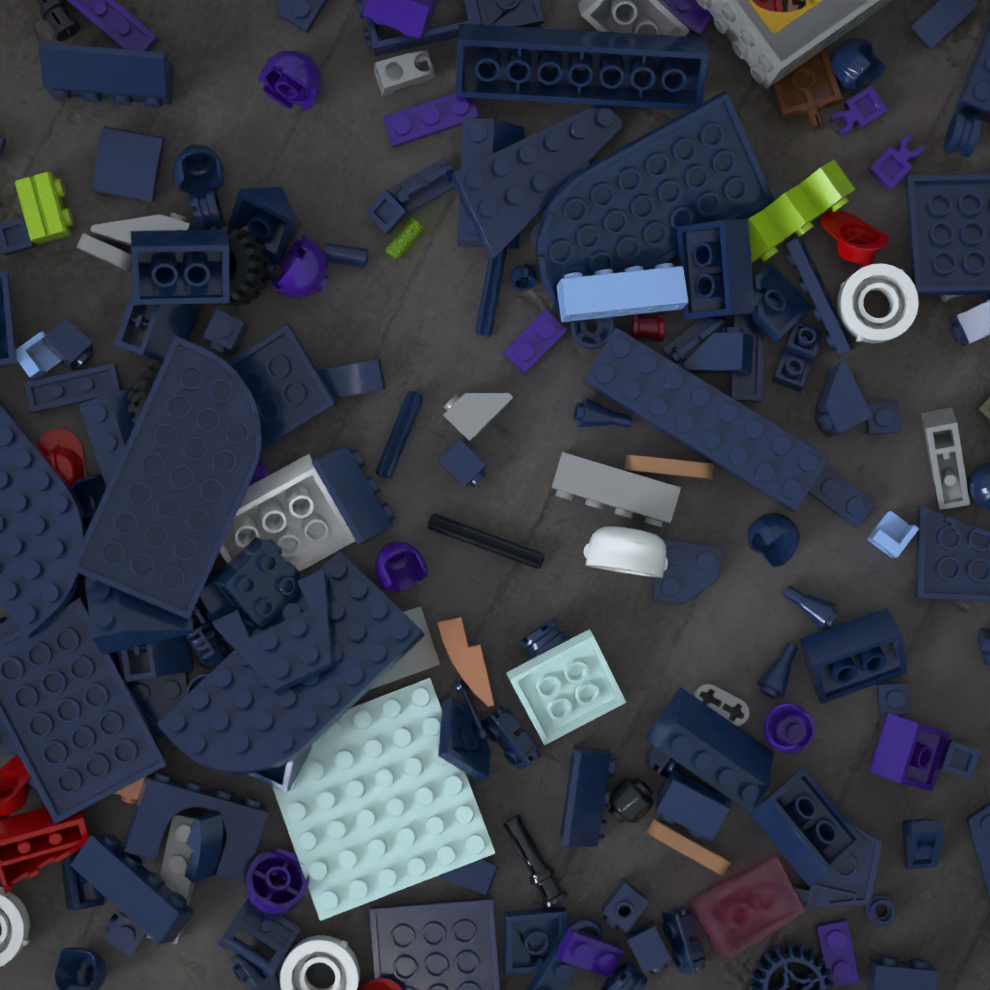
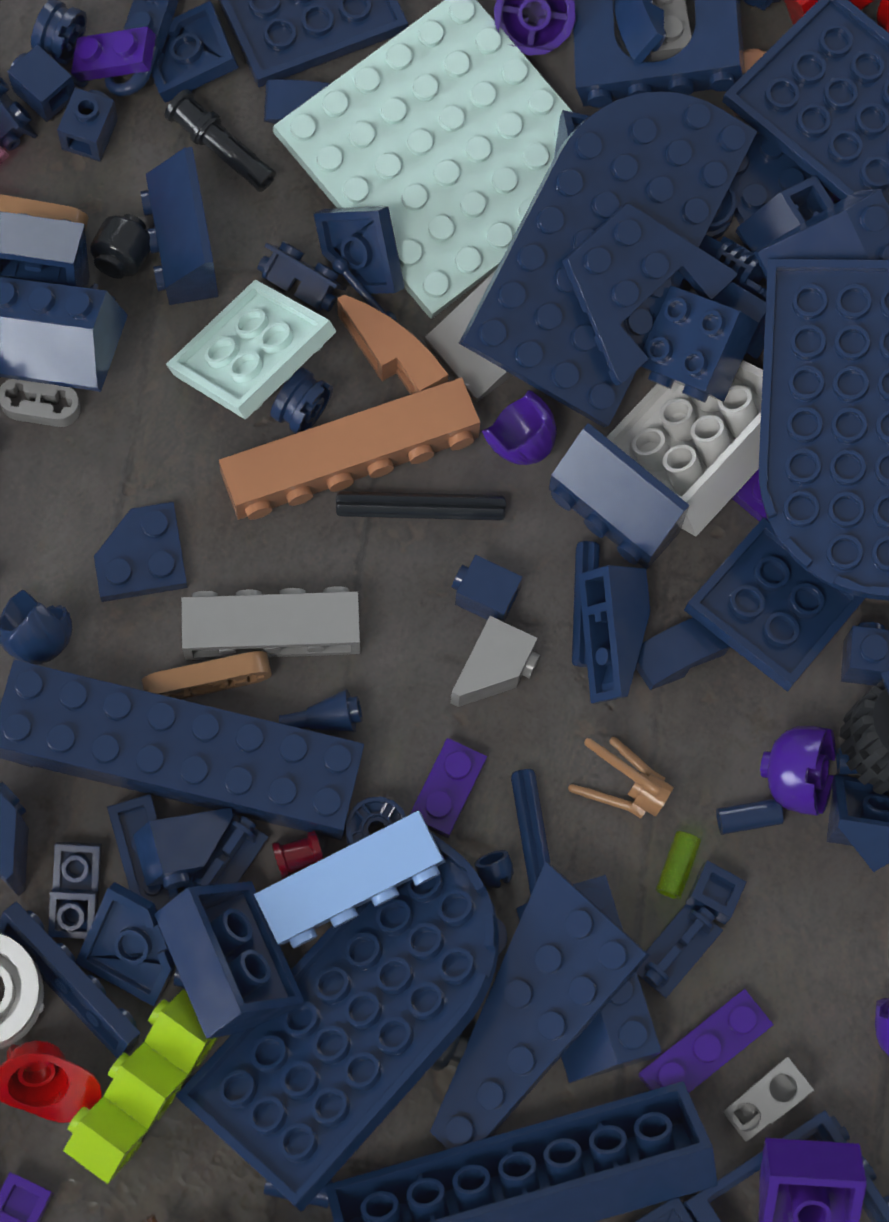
camera: 155 degrees right, 15 degrees down
(387, 409) = (614, 626): none -> dark blue slope
(406, 292) = (649, 787): none -> medium nougat plant
(521, 595) = (350, 449): none -> nougat brick
(627, 552) = (227, 535): white piece -> none

